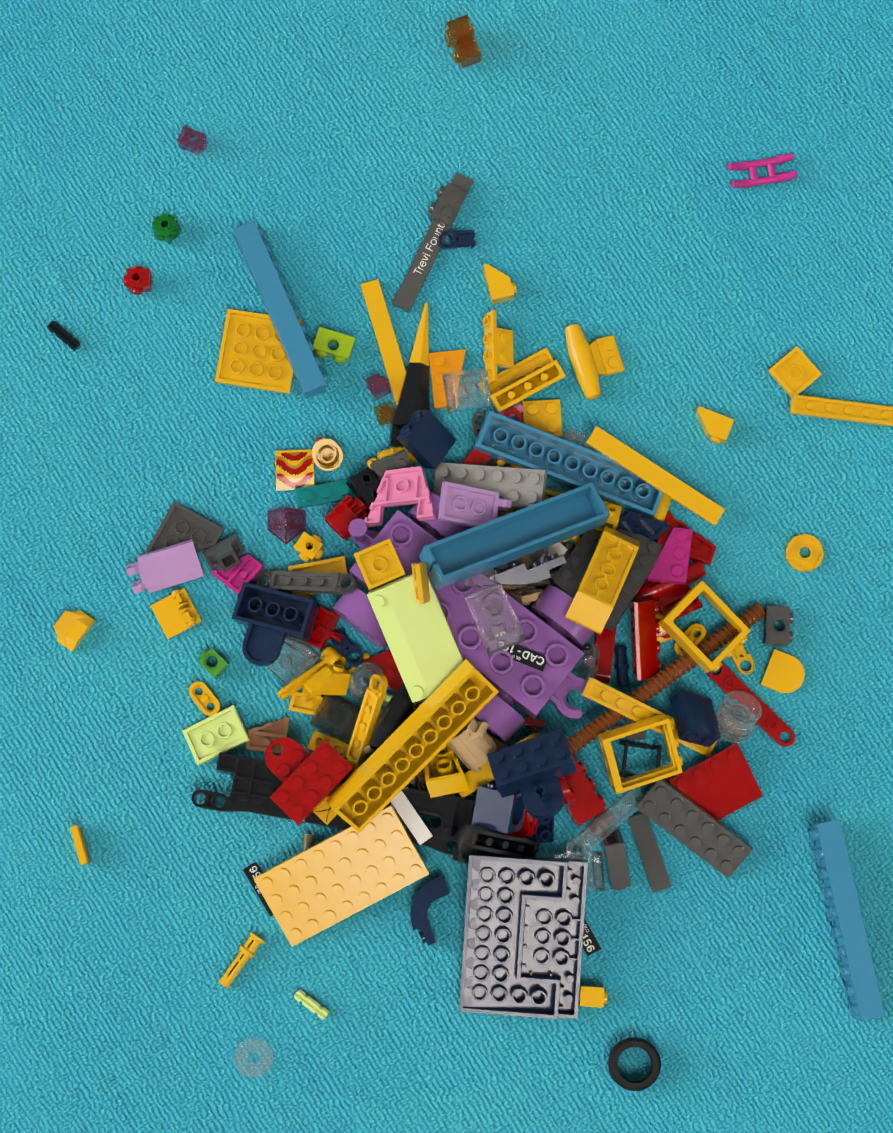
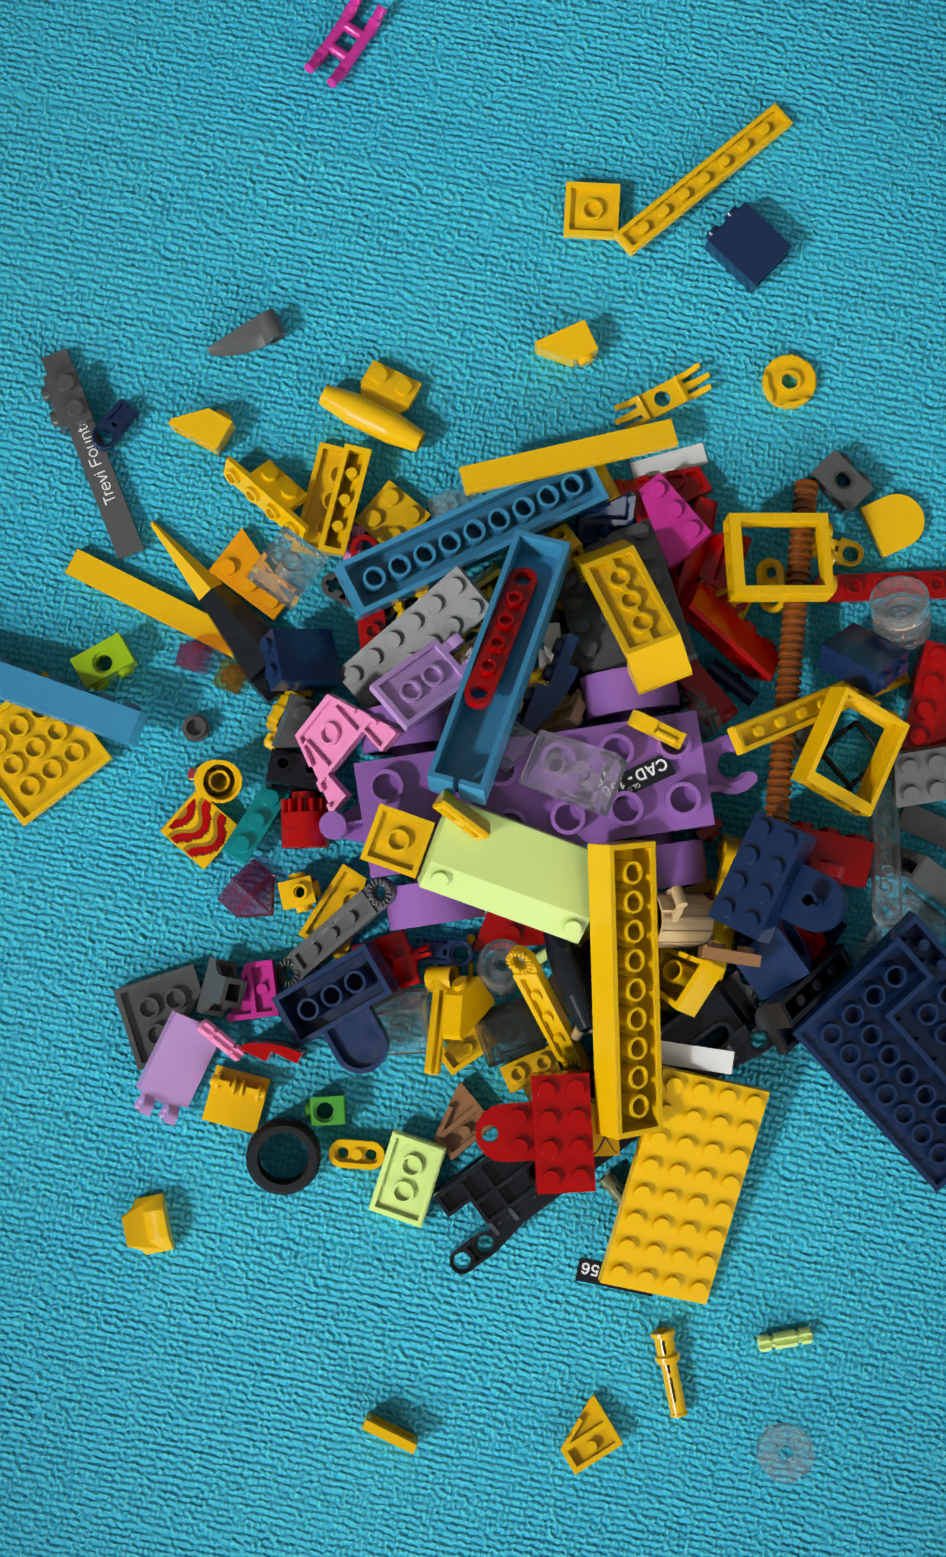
camera: 45 degrees left, 5 degrees up
(149, 662) = (288, 1185): none -> black tyre
(170, 949) = (590, 1437): none -> yellow wing
(199, 580) = (220, 1039): none -> bright pink axle
(216, 605) = (266, 1048): none -> red slope
(343, 420) = (195, 728): none -> dark grey plate
(424, 898) = (784, 1116): dark blue arch -> none
(473, 775) = (717, 952): none -> medium nougat wing
(528, 523) = (500, 638): none -> red plate
(554, 639) = (656, 729): none -> yellow piece
(570, 265) = (258, 332): none -> dark grey piece
(709, 533) = (673, 460): none -> white sticker
(744, 501) = (674, 388): none -> yellow piece
(852, 467) = (747, 246): none -> dark blue brick

